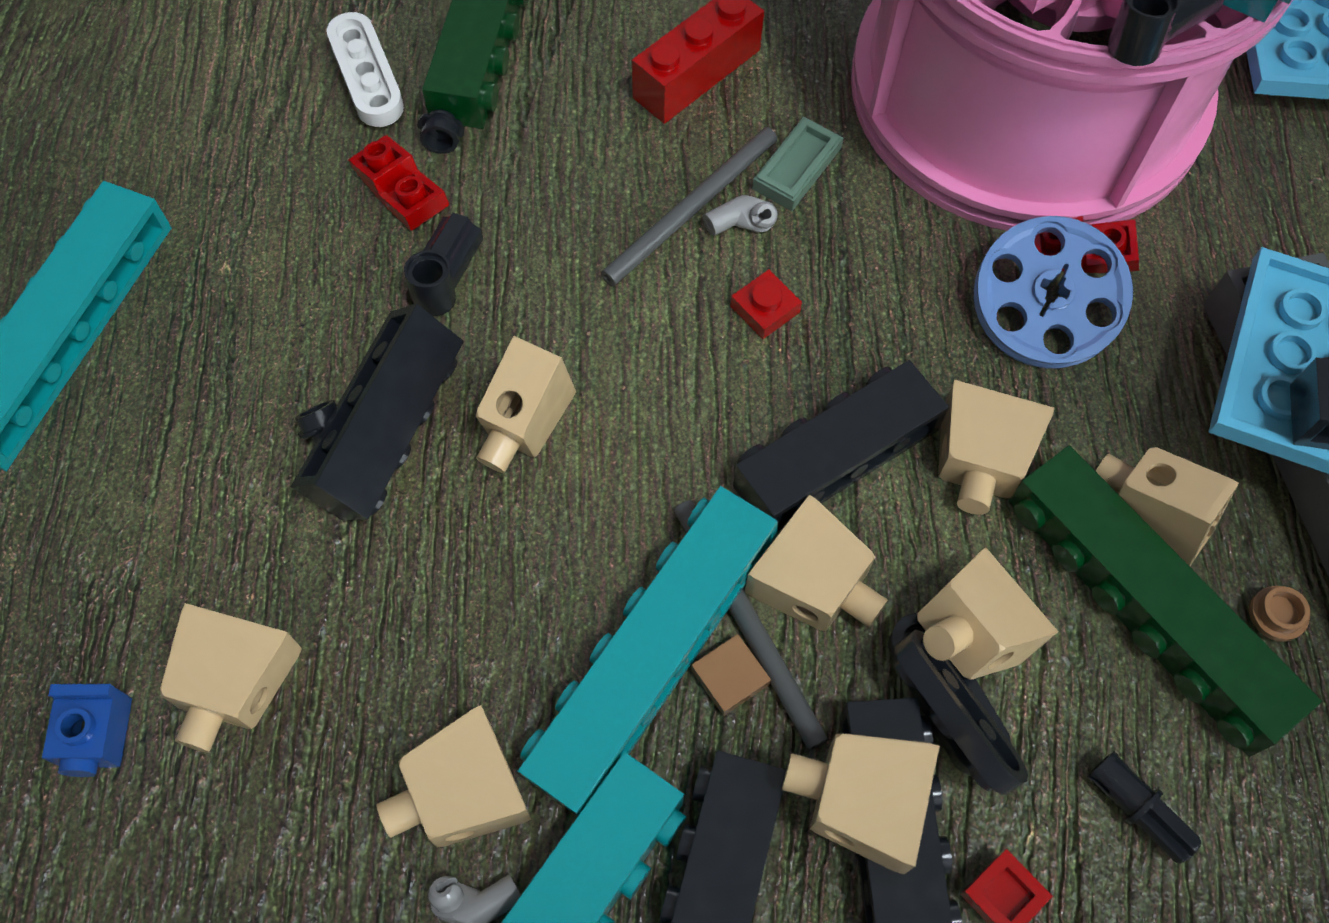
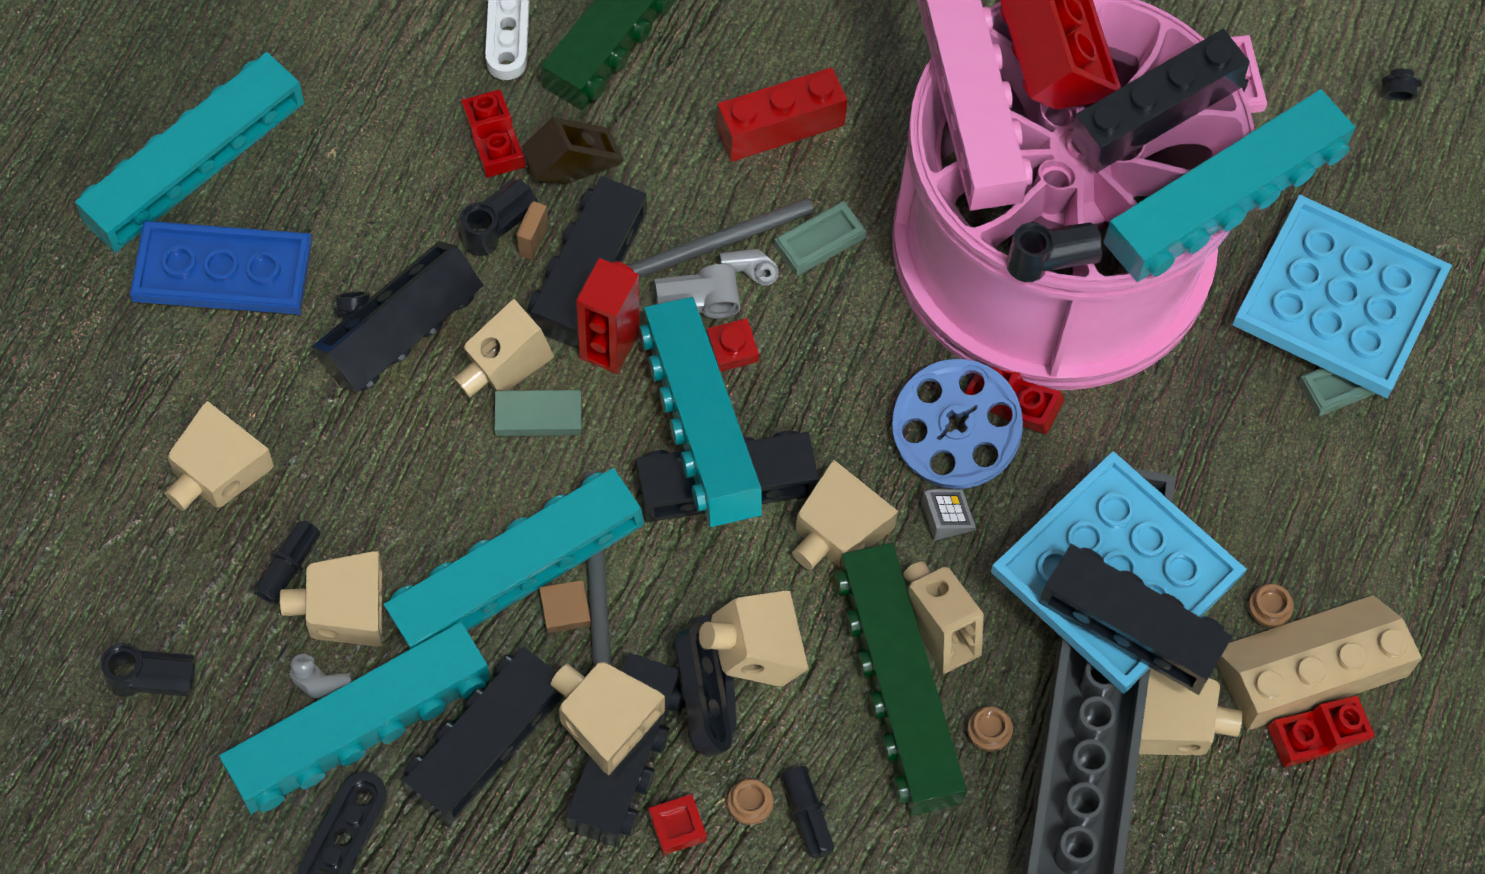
camera: 20 degrees right, 0 degrees up
(104, 734) = (114, 474): blue brick -> none
(141, 439) = (221, 267): none -> blue plate
(367, 764) = (286, 562): none -> black axle
(440, 131) = (544, 102): black plate -> none
(490, 263) = (532, 230): none -> medium nougat tile
(491, 168) = (570, 151): none -> dark brown slope
(567, 270) = (603, 231): none -> black brick
(589, 460) = (538, 413): none -> sand green tile
(628, 312) = (608, 315): none -> red brick
(714, 257) = (712, 288): none -> light grey piece
(792, 387) = (701, 413): none -> teal brick
(816, 571) = (660, 558): tan torso -> none
(1070, 824) = (750, 801): none -> medium nougat plate
(1088, 393) = (947, 512): none -> slope

